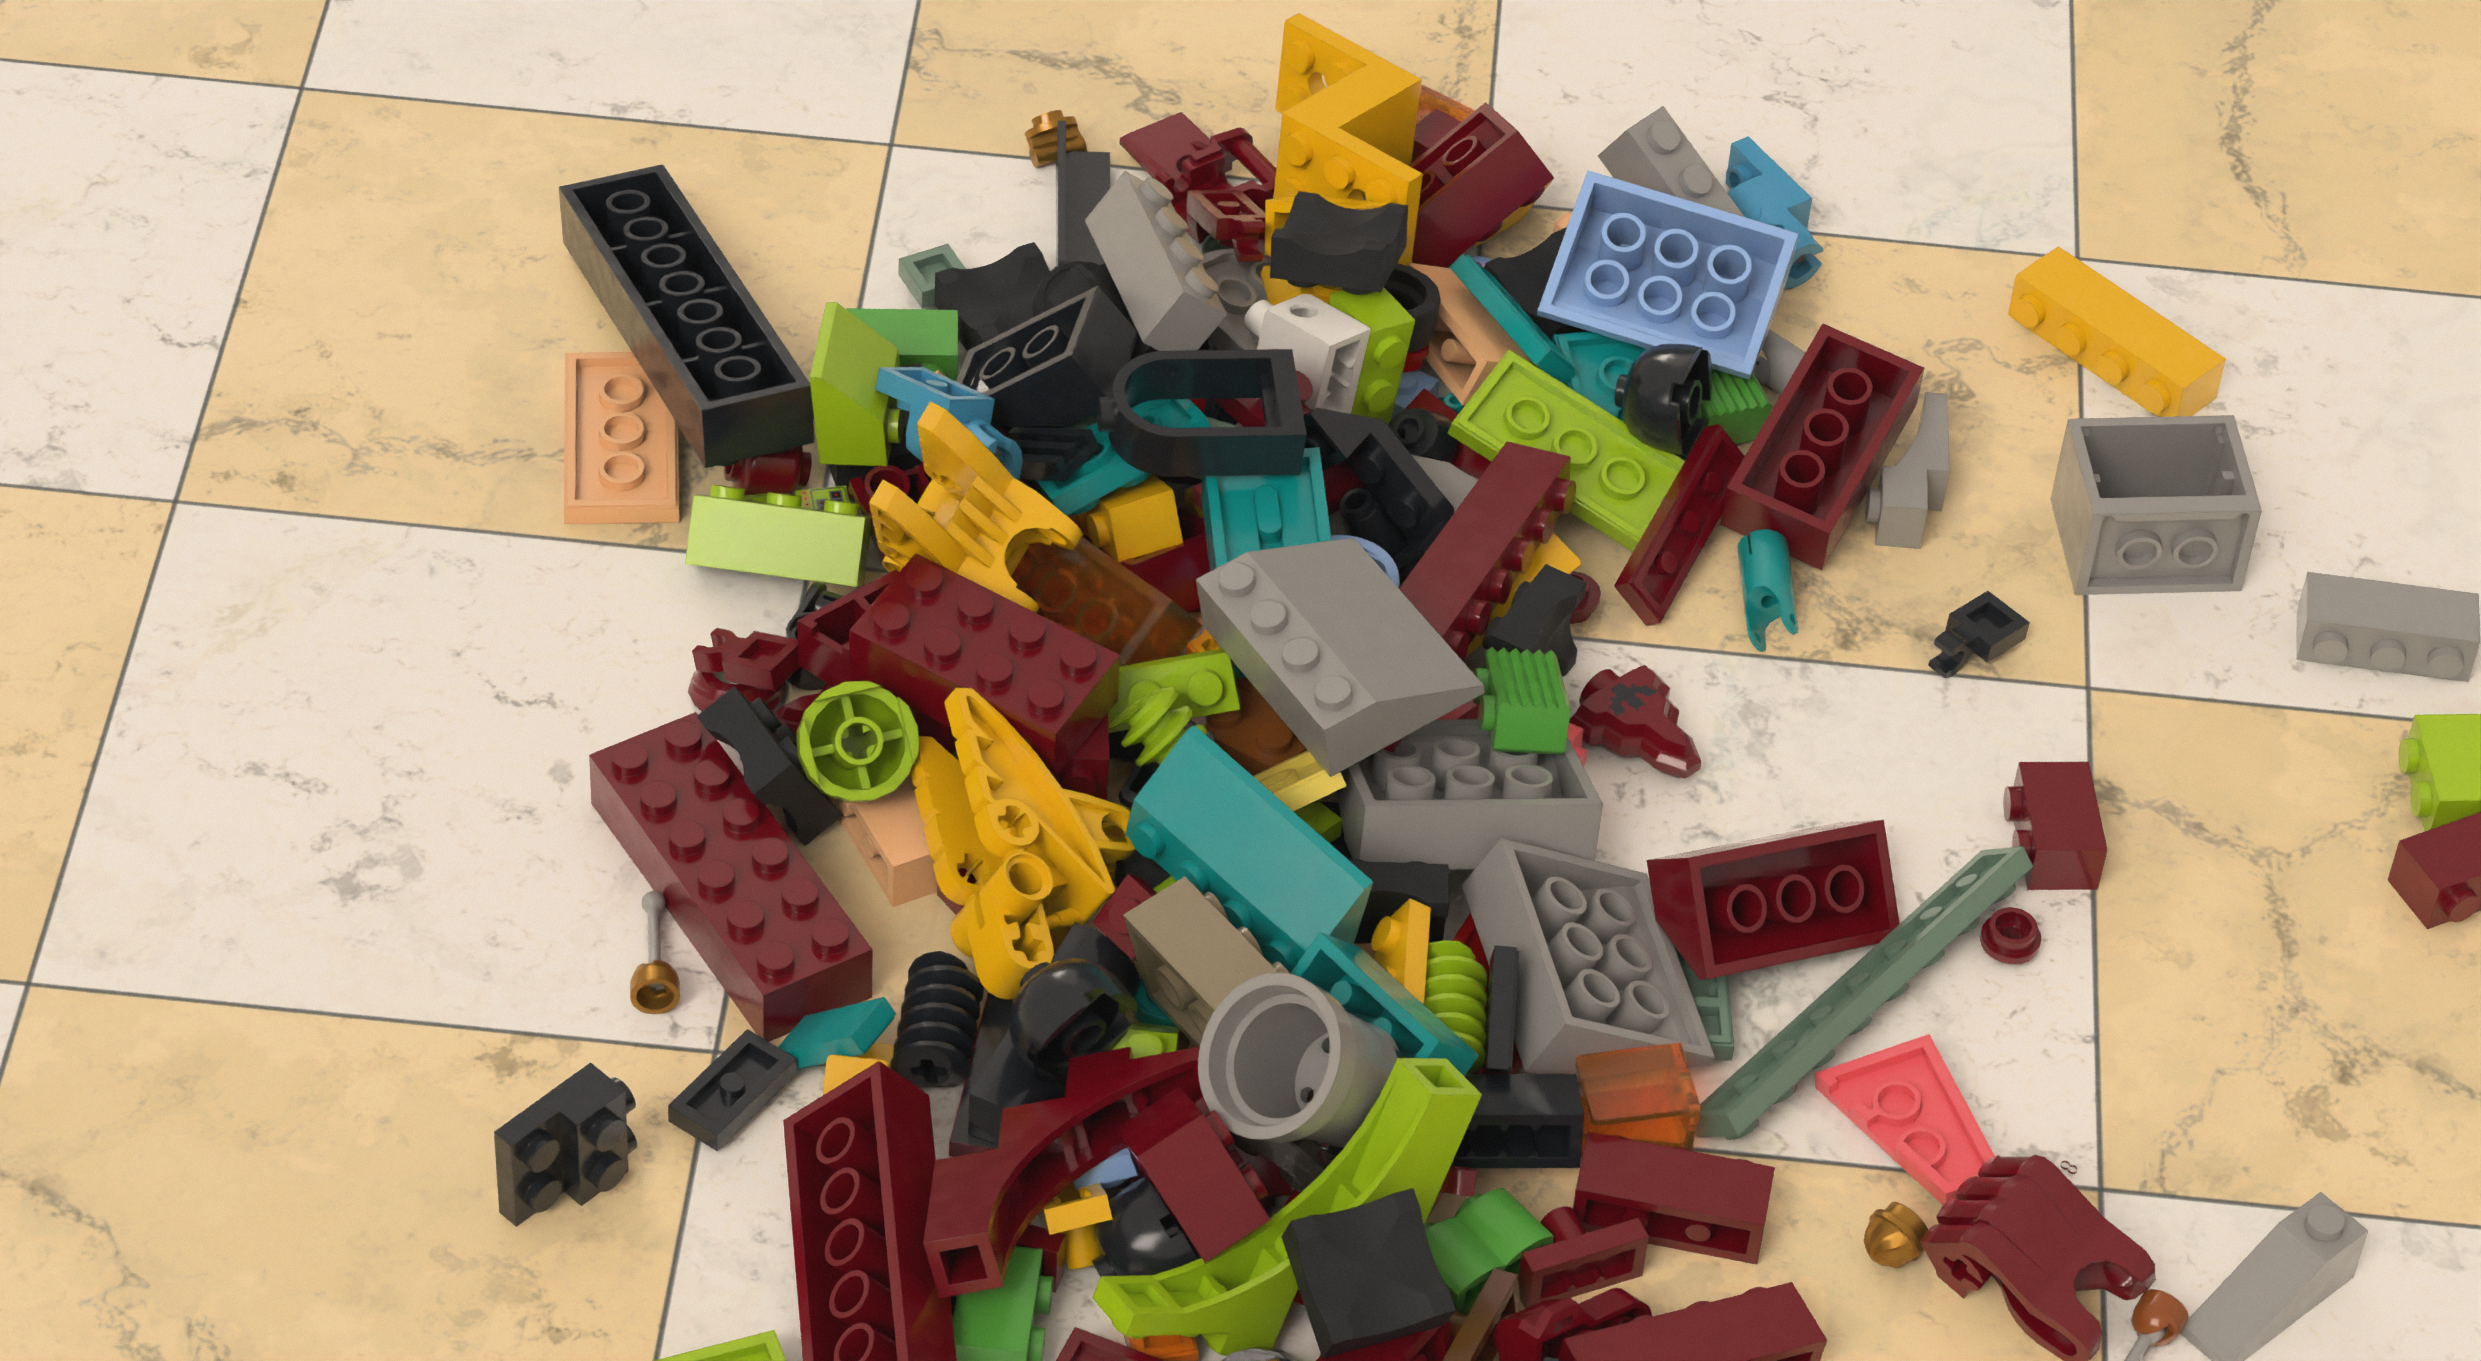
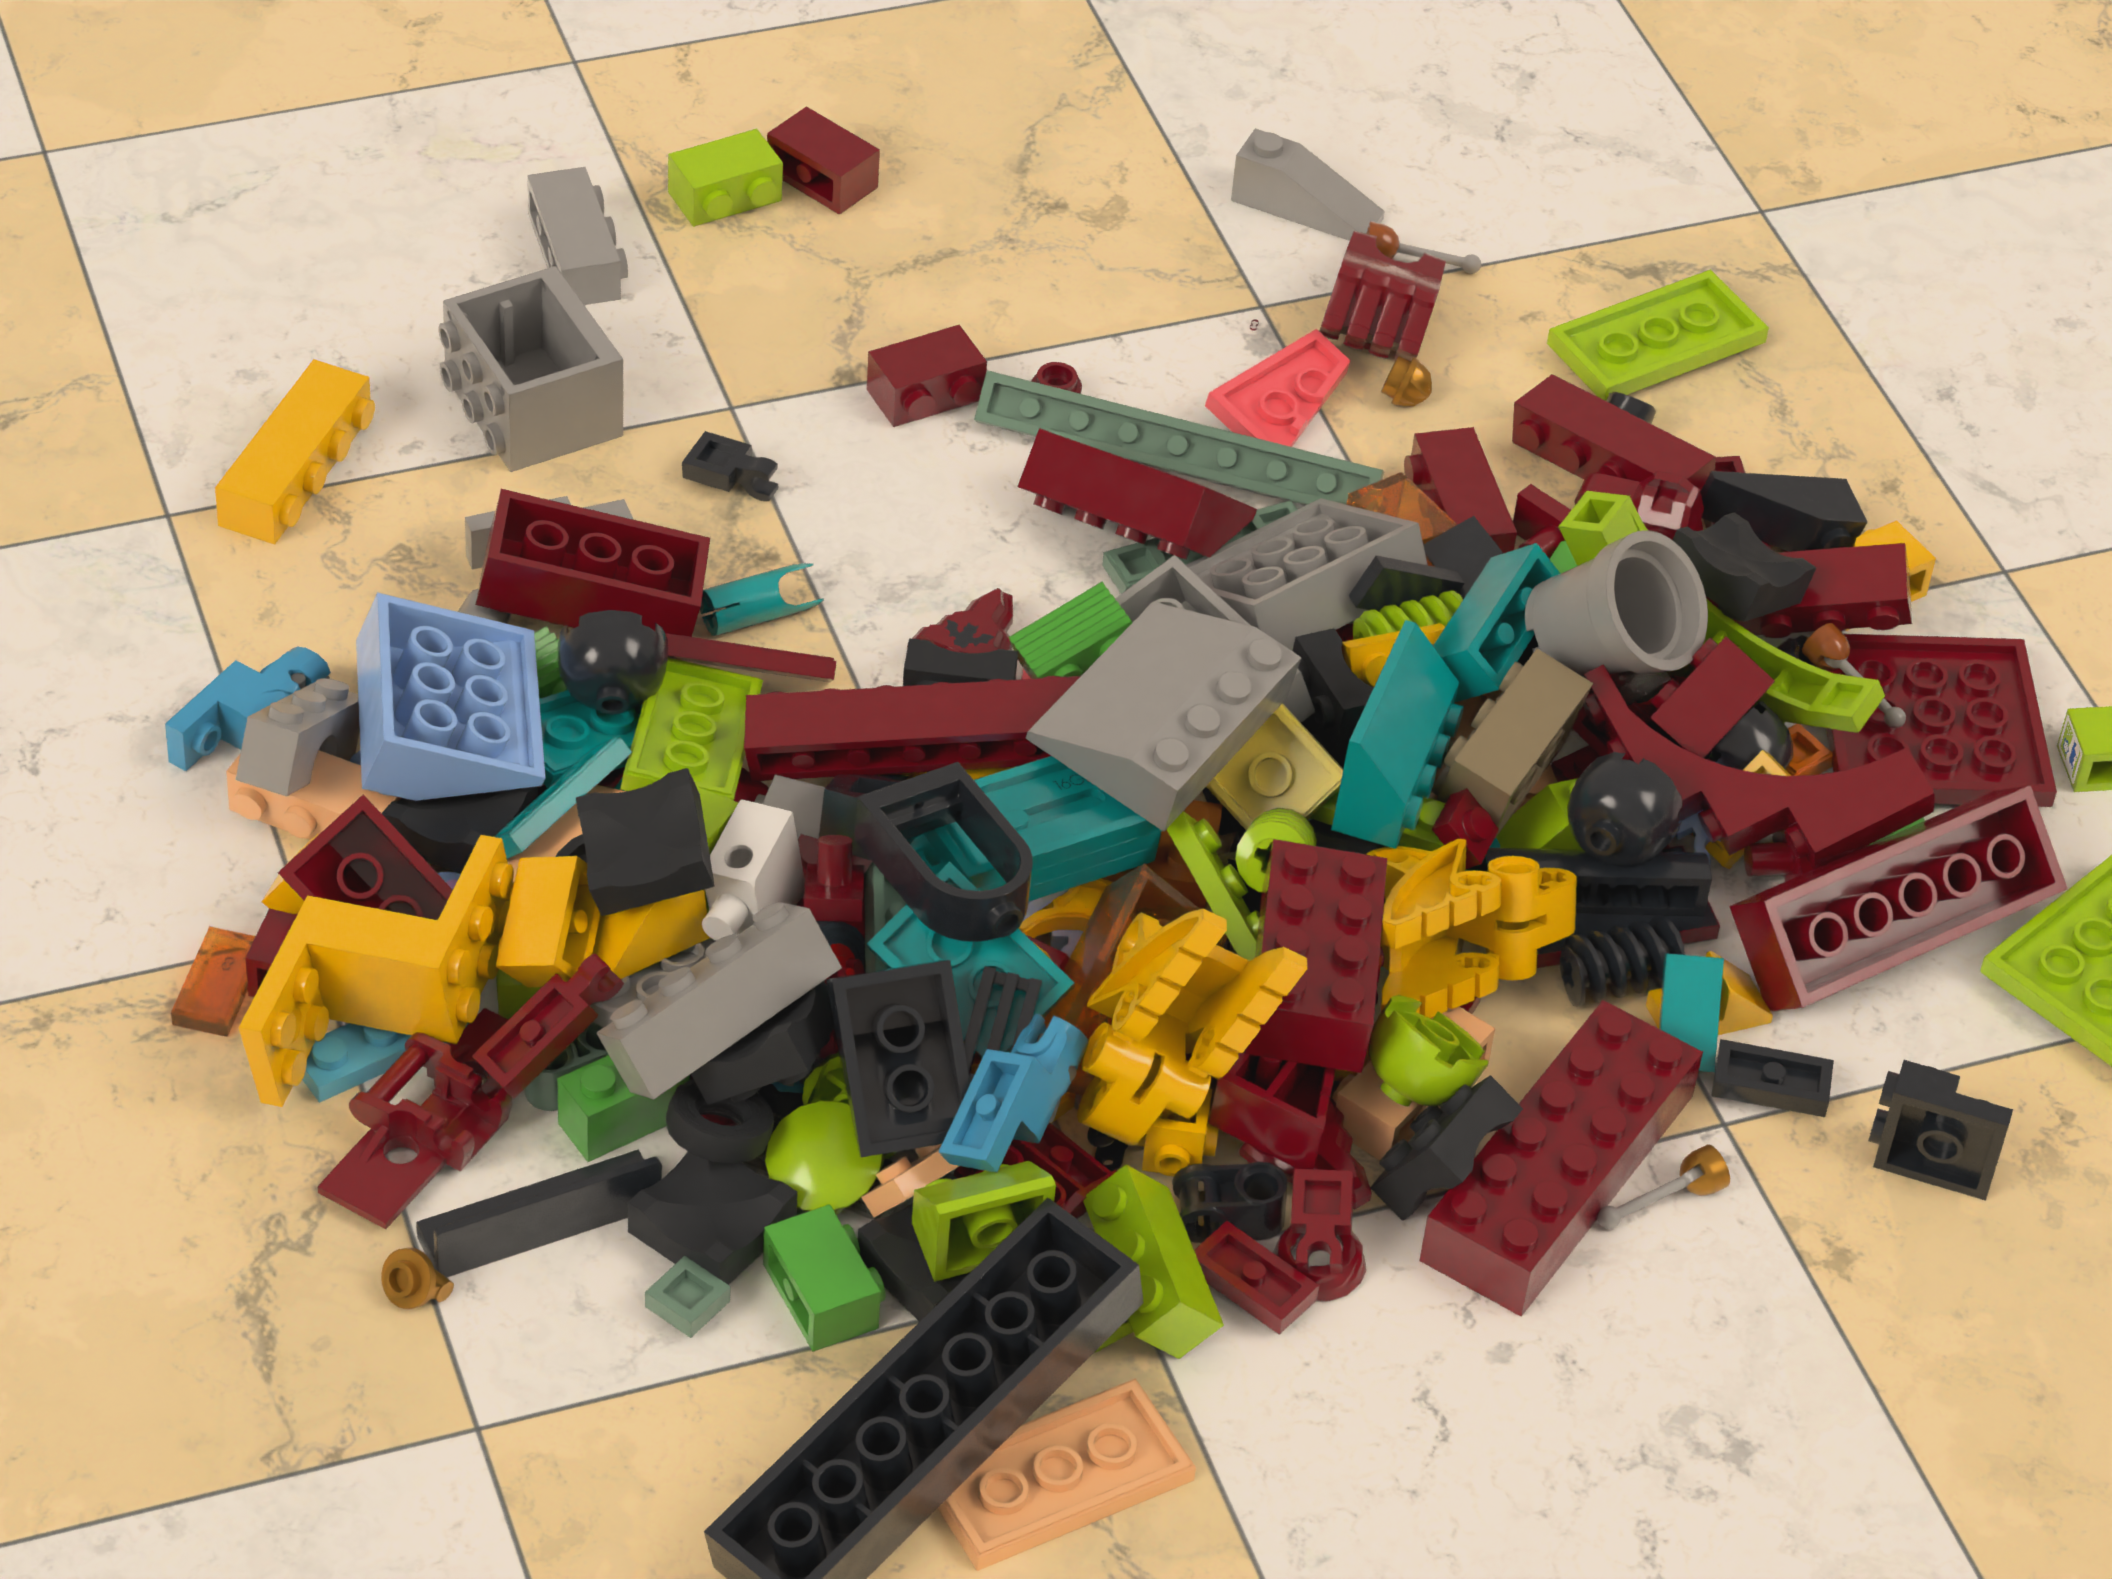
camera: 115 degrees left, 0 degrees up
(747, 609) = (1255, 1277): none -> dark red plate

